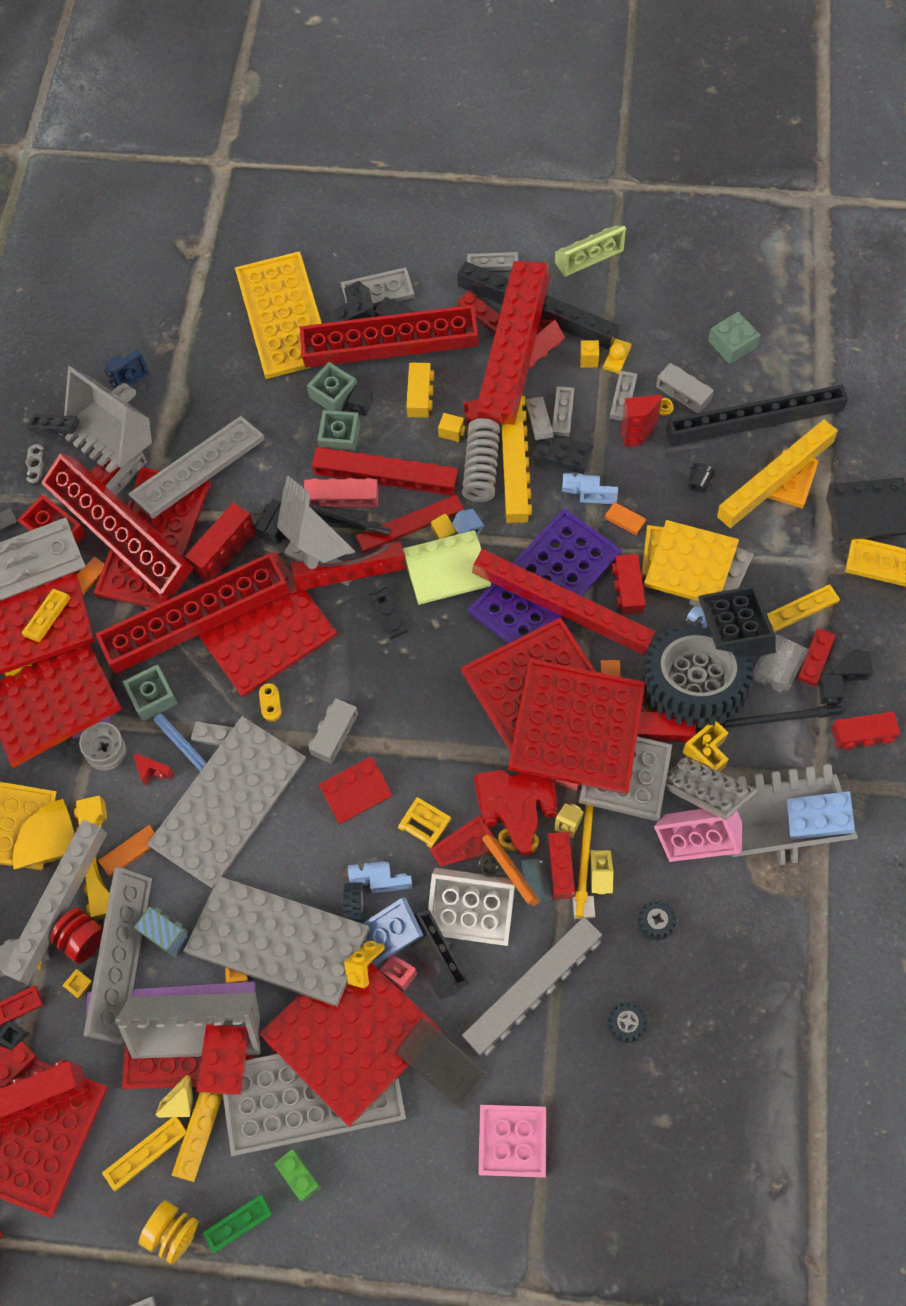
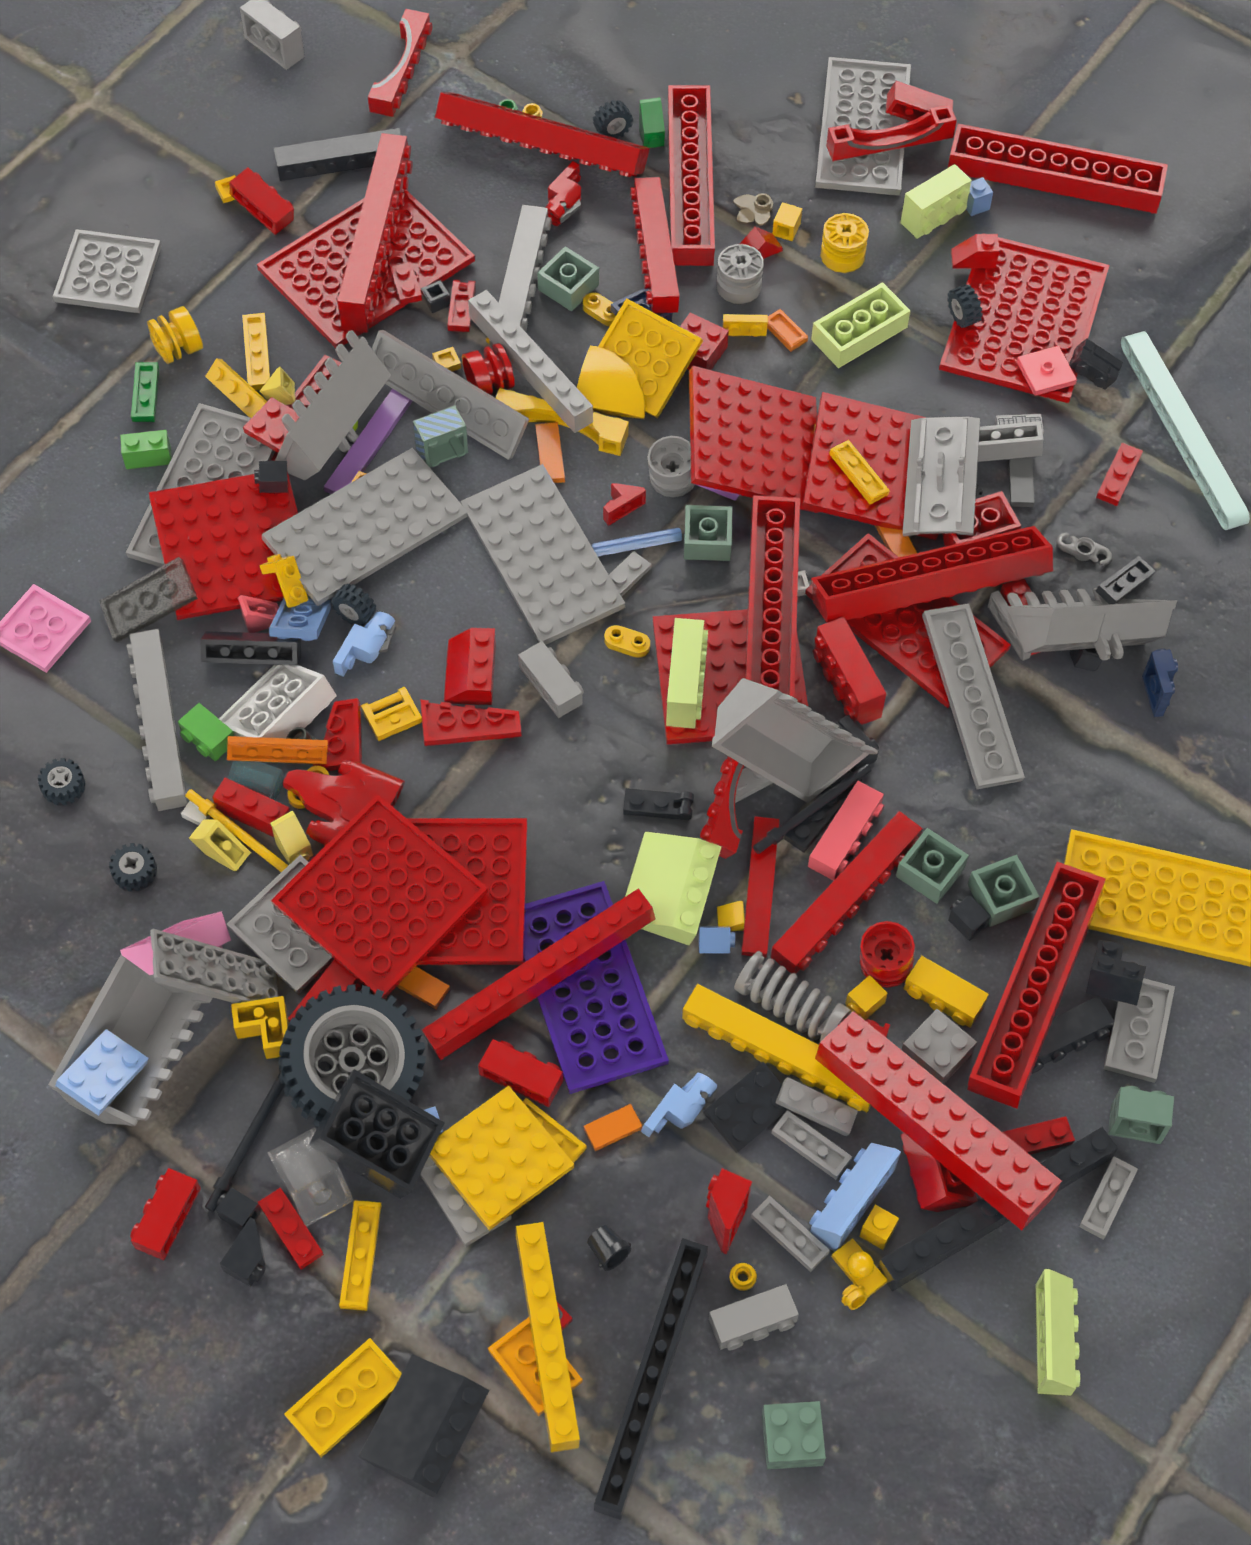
camera: 115 degrees right, 5 degrees down
(279, 1029) = (272, 477): none -> black brick
(285, 633) = (686, 673): none -> yellowish green brick
(404, 770) = (466, 724): none -> red wing
(417, 425) = (887, 941): none -> red wheel
(436, 261) = (1141, 1114): none -> sand green brick
(459, 376) = (939, 1046): none -> light grey brick
(521, 942) = (205, 732): none -> bright green brick
(580, 369) = (854, 1195): none -> light blue slope
(636, 349) = (854, 1296): none -> yellow plate

